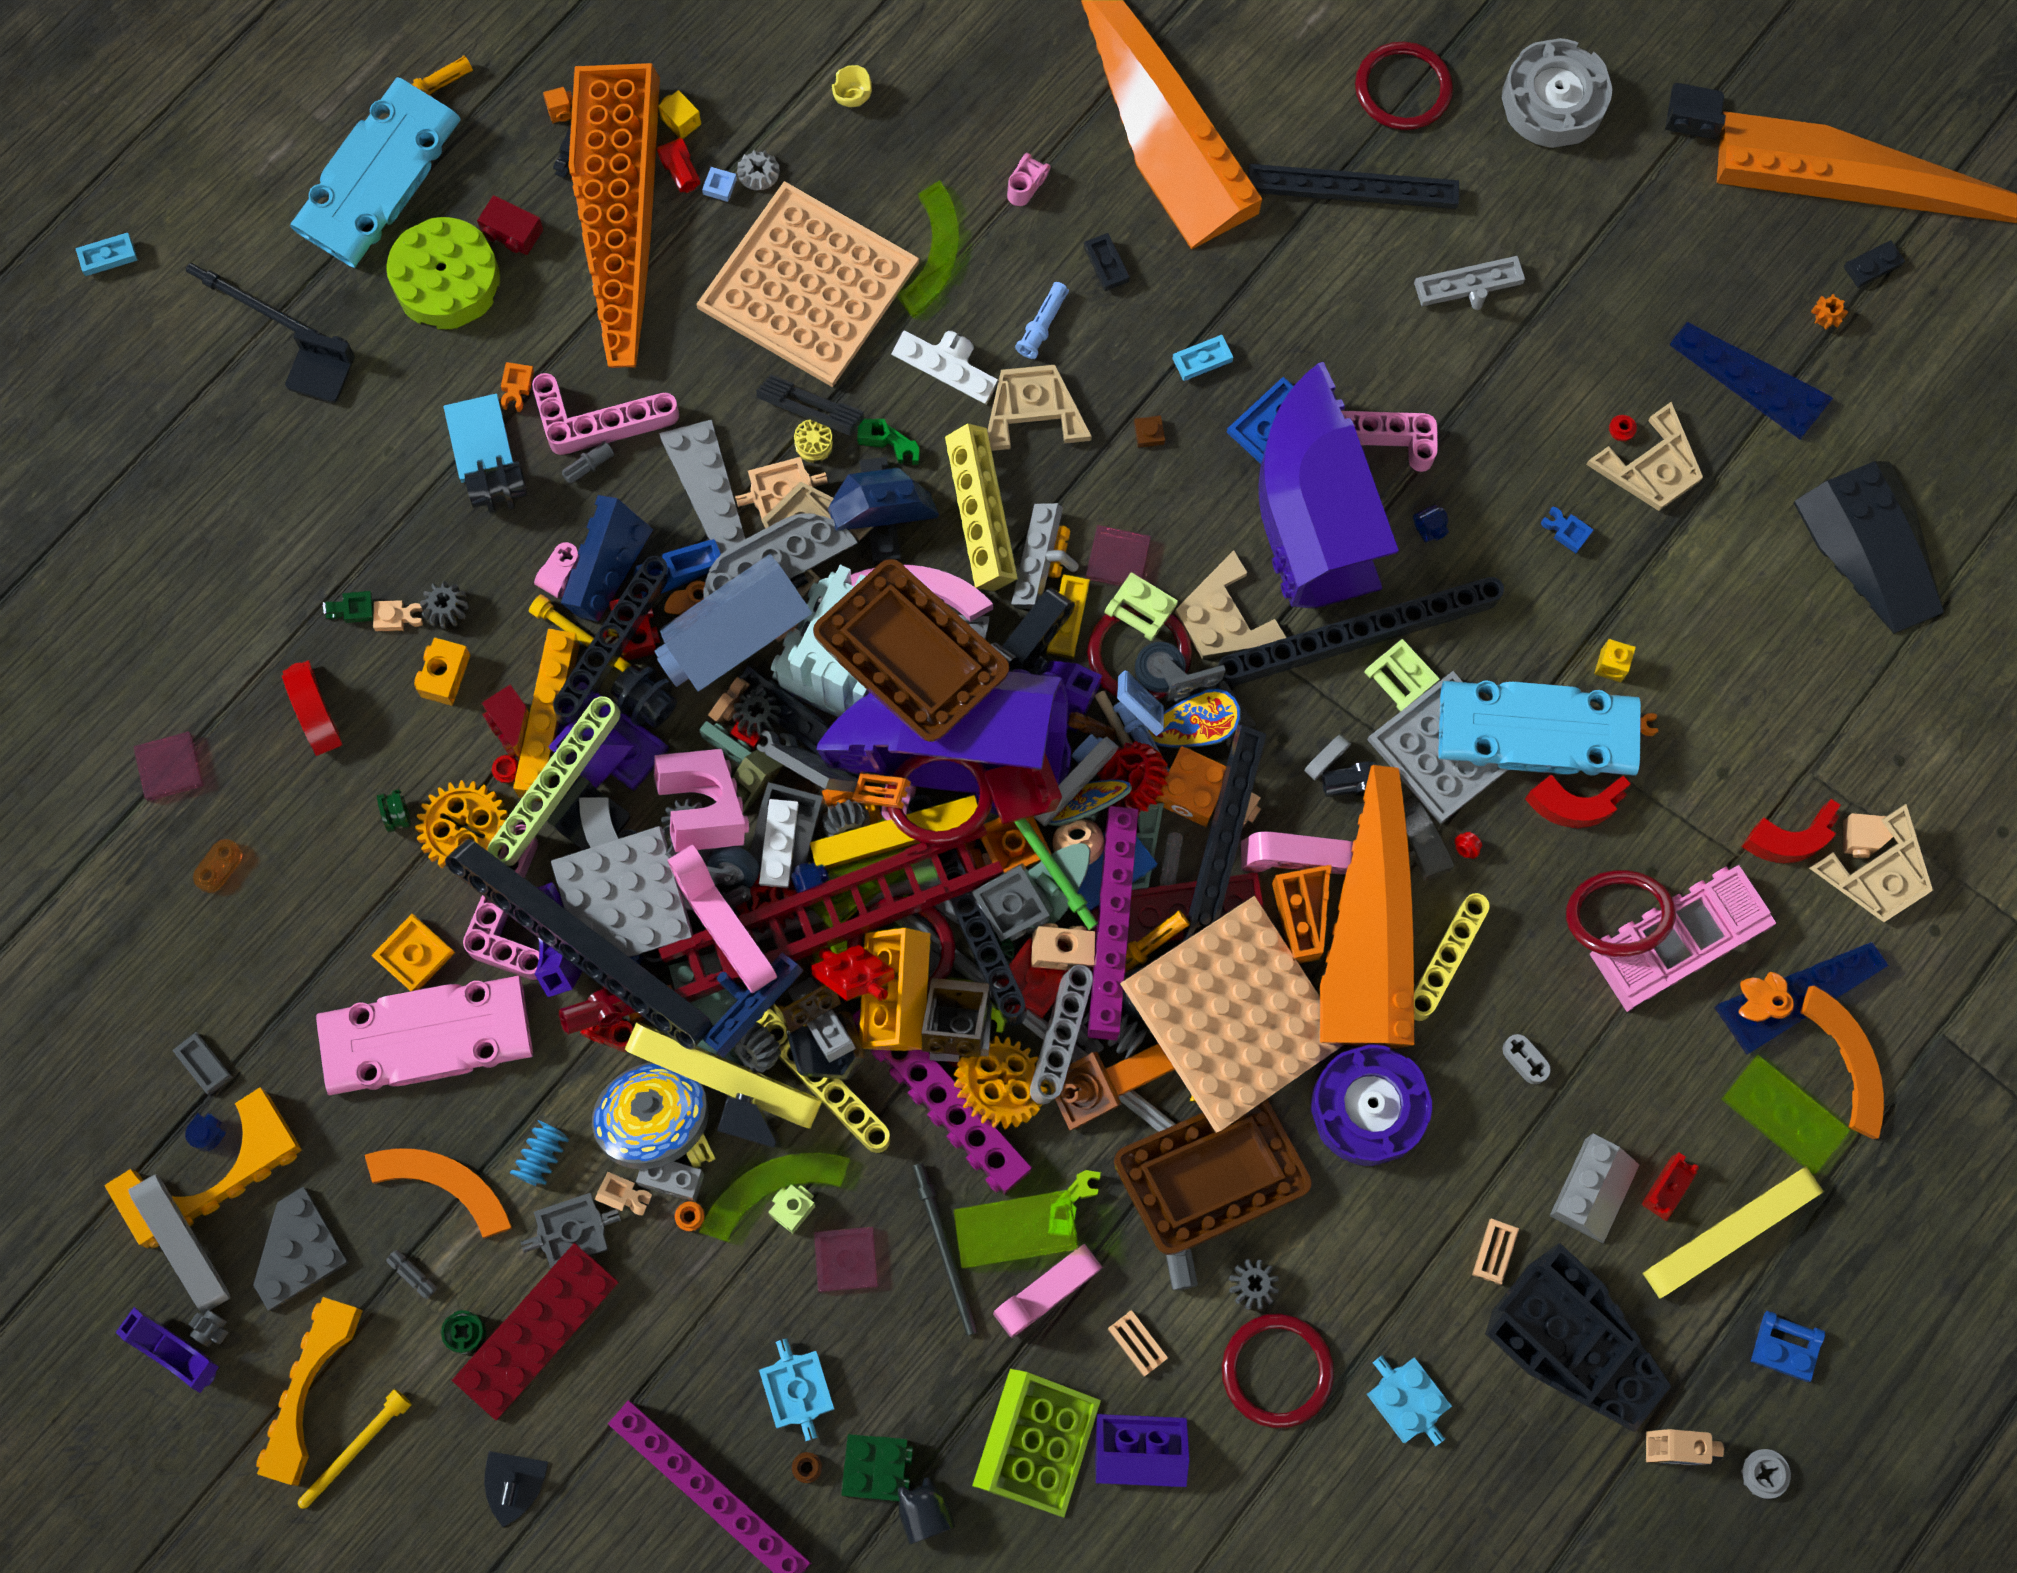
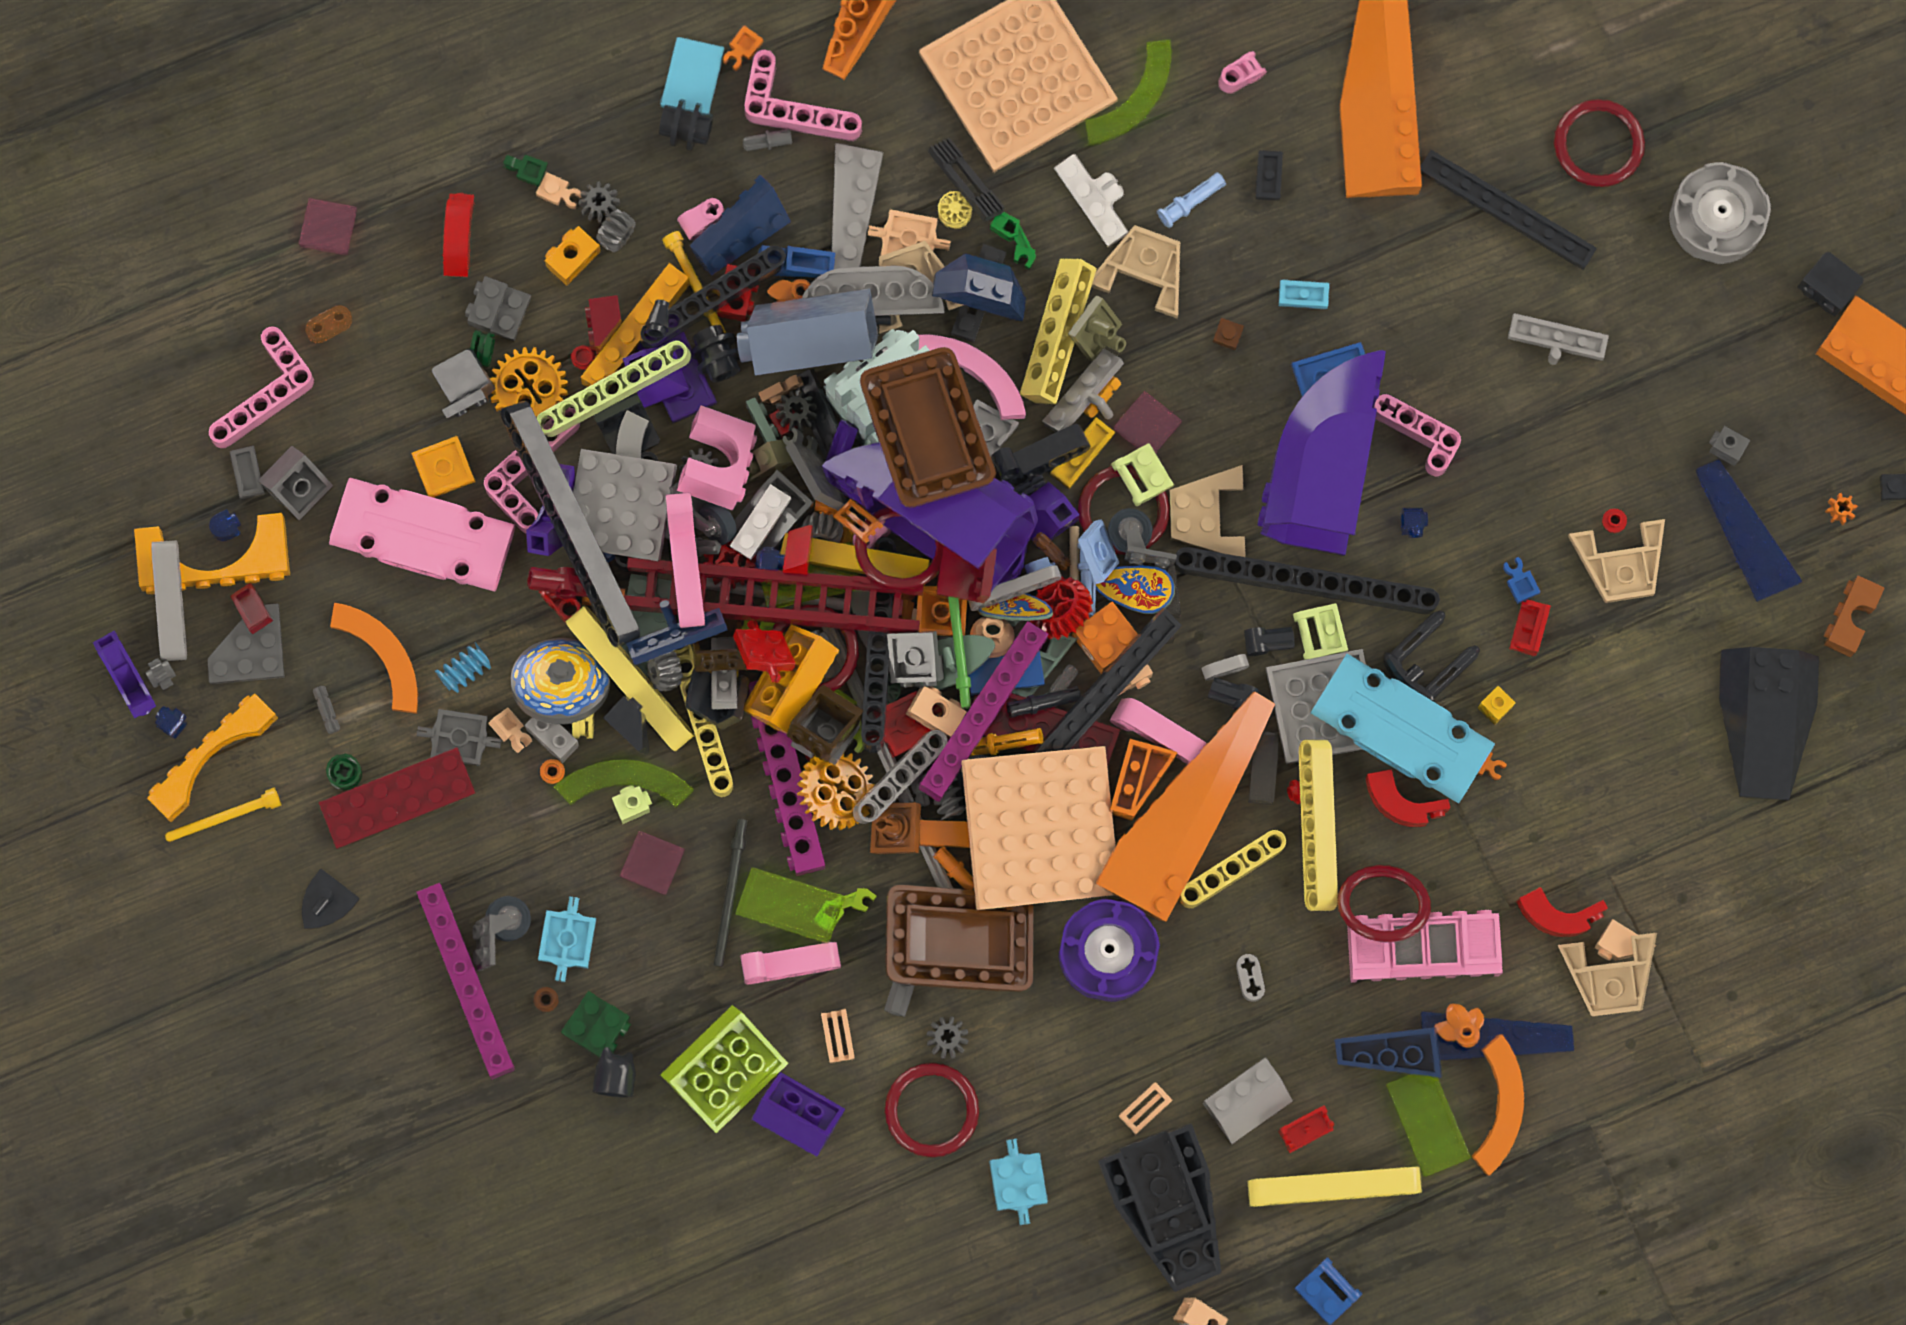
camera: 25 degrees right, 5 degrees up
(184, 971) = (267, 394): none -> bright pink beam
(244, 1375) = (170, 721): none -> clear blue plate
(260, 1048) = (295, 482): none -> dark grey slope
(276, 1206) = (251, 608): none -> dark red tile
(390, 763) = (497, 308): none -> dark grey plate
(390, 854) = (463, 382): none -> bracket
(476, 624) = (615, 230): none -> dark grey gear
(566, 687) = (657, 322): none -> black cone
(718, 1405) = (505, 920): none -> plate
(821, 719) = (843, 439): none -> dark purple tile
(833, 852) = (798, 550): none -> red slope
(1020, 486) = (1097, 330): none -> olive plate
(1167, 1102) = (954, 868): none -> orange pin
(1172, 877) = (1037, 703): none -> black pin
(1348, 713) = (1261, 641): none -> black piece
(1488, 666) = (1414, 673): none -> black piece
(1510, 868) = (1318, 825): none -> light yellow beam
(1602, 569) = (1530, 627): none -> red hinge
(1691, 303) = (1728, 445): none -> dark grey brick
(1723, 1055) = (1398, 1051): none -> dark blue wedge
(1899, 427) = (1843, 634): none -> dark orange arch

